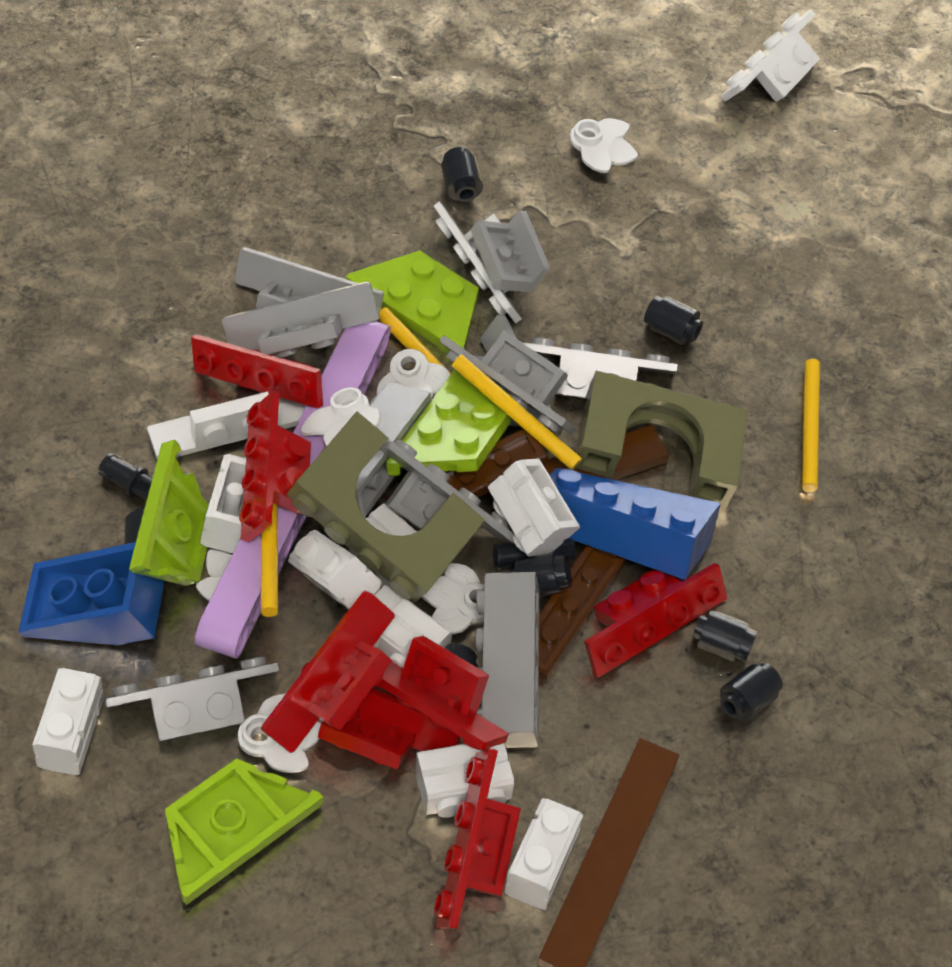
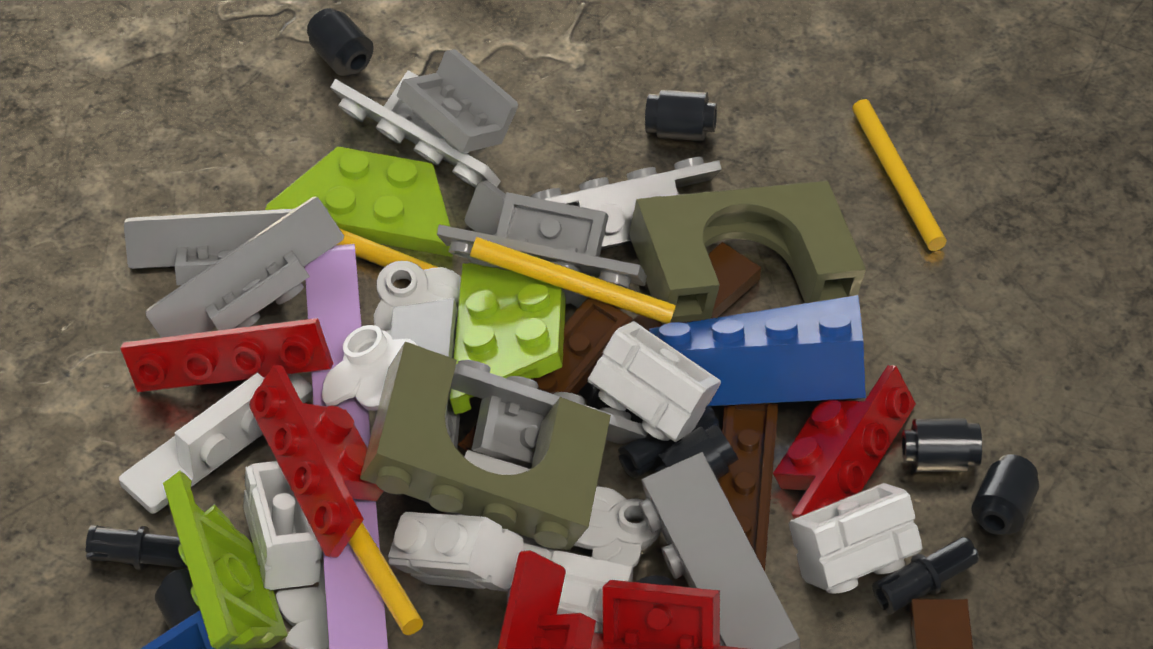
camera: 20 degrees left, 5 degrees down
(621, 677) = (856, 538): none -> white brick
(660, 724) = (924, 575): none -> black axle

